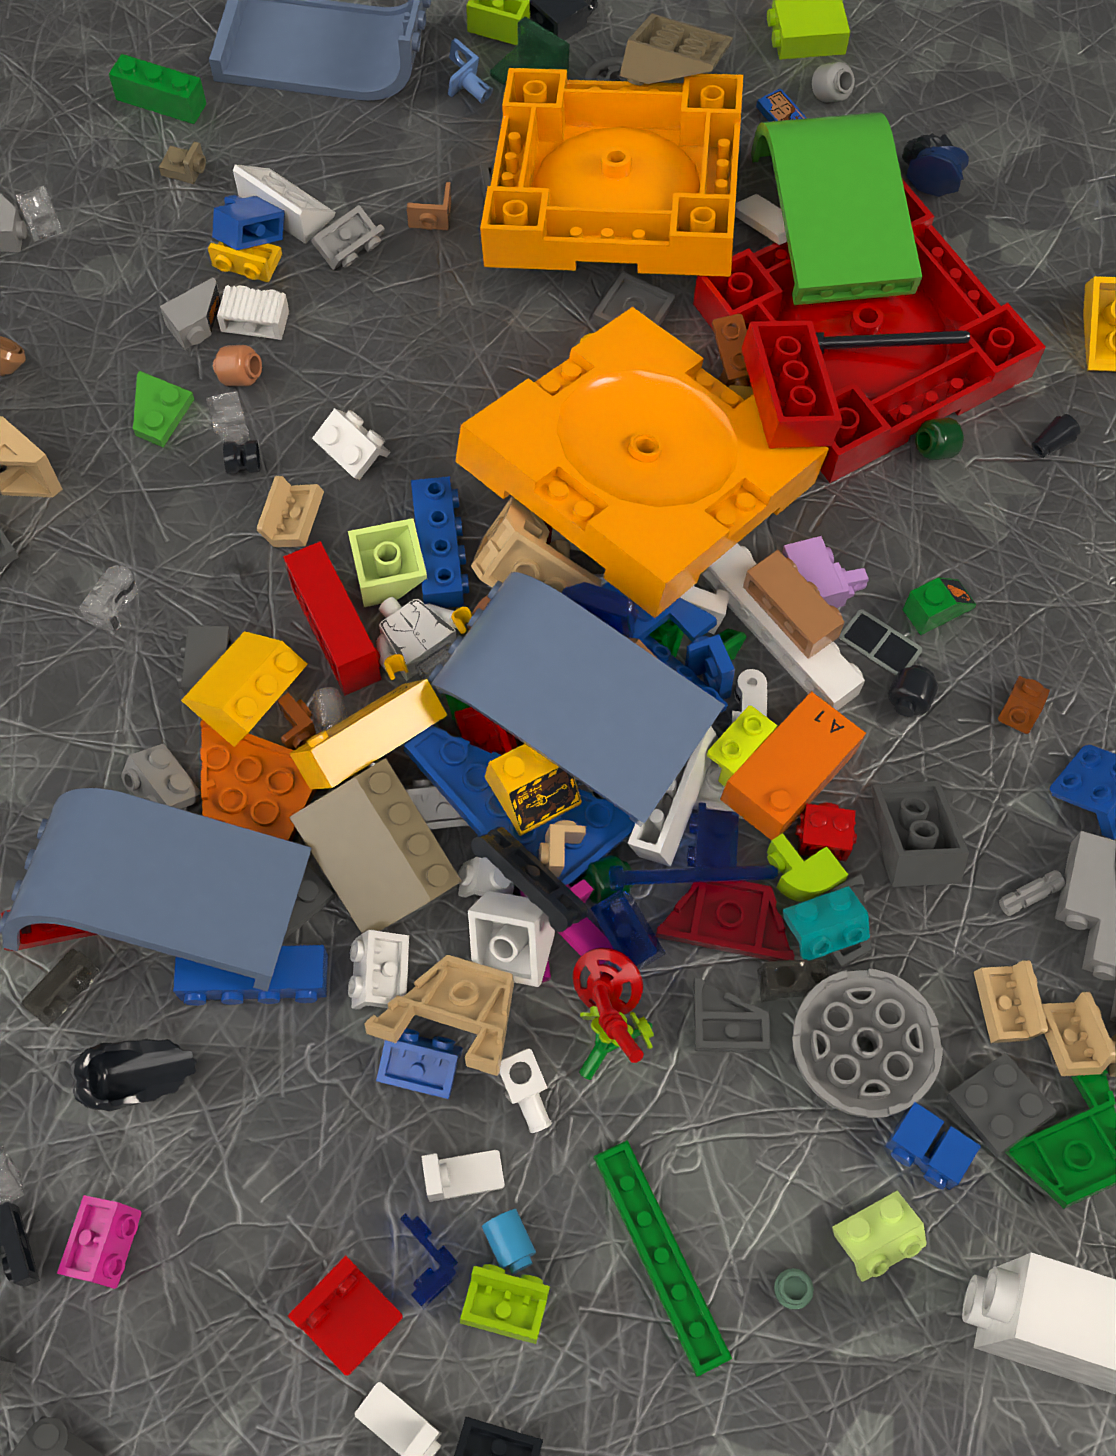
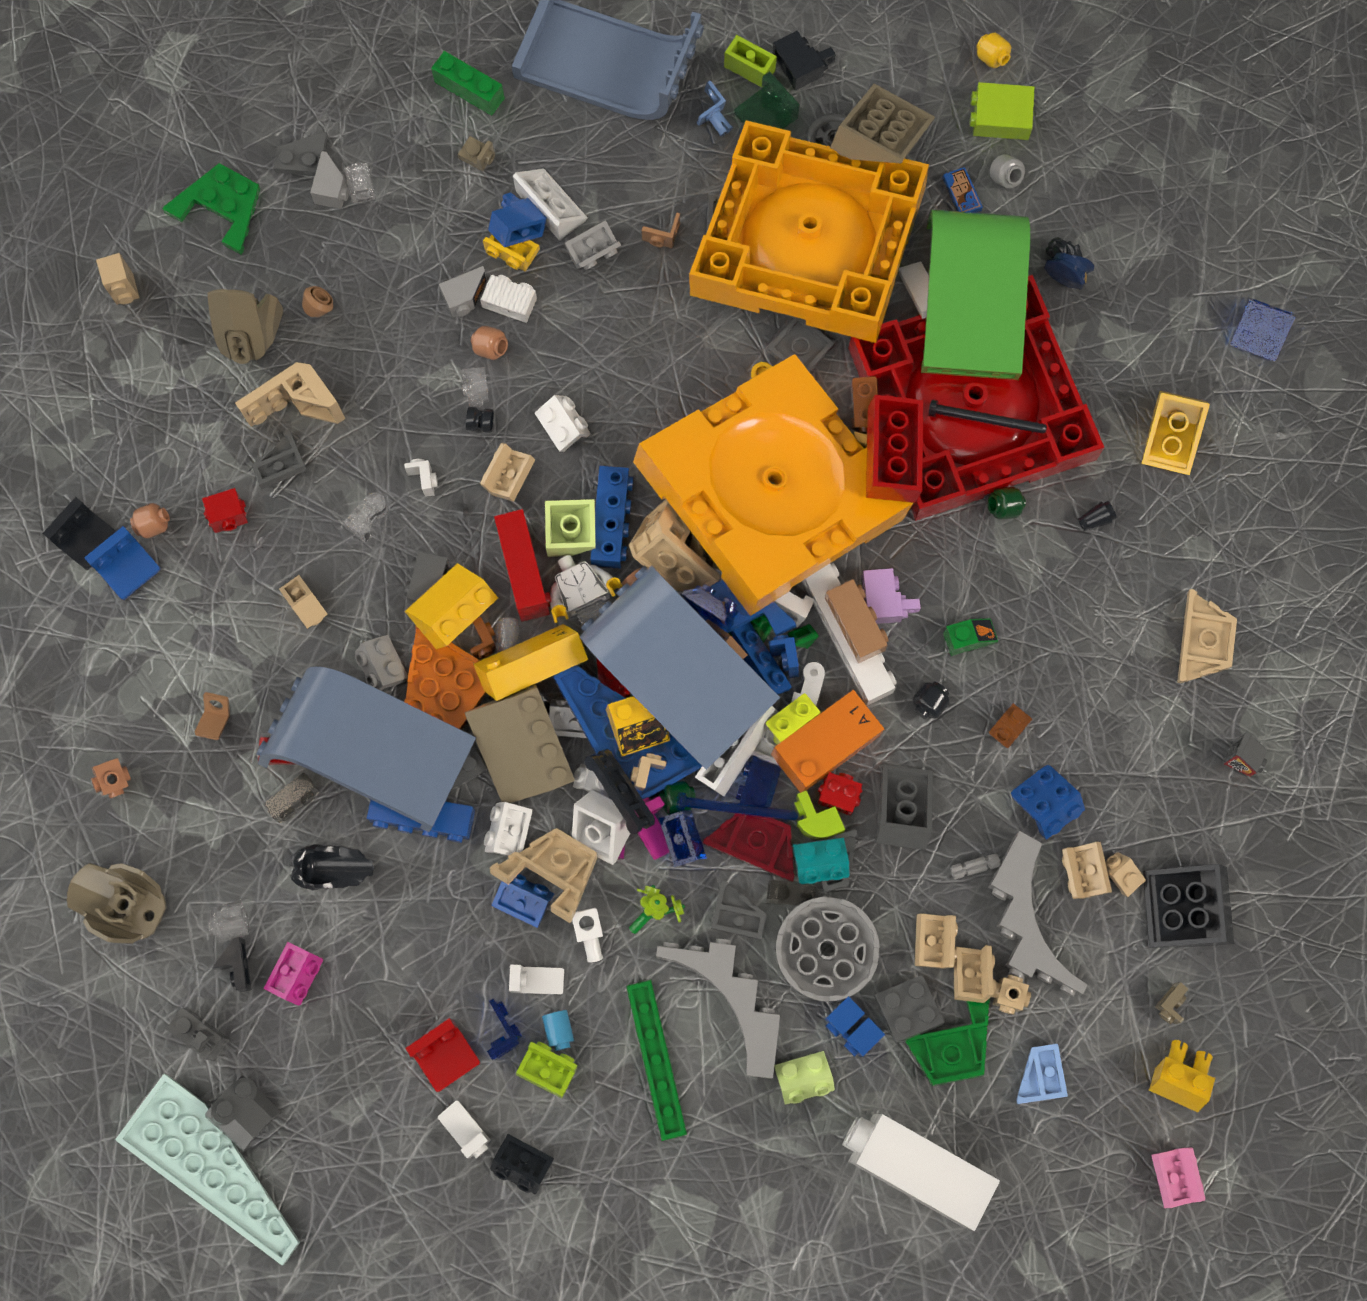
camera: 15 degrees right, 10 degrees up
(39, 722) = (303, 602): none -> tan slope
(158, 408) = (425, 365): bright green wing -> none
(173, 527) = (428, 479): none -> white bracket
(605, 991) = (656, 876): red dish -> none
(793, 1289) = (738, 1099): sand green plate -> none
(797, 1176) = (758, 1028): none -> light grey arch
(880, 642) = (919, 656): black sticker -> none

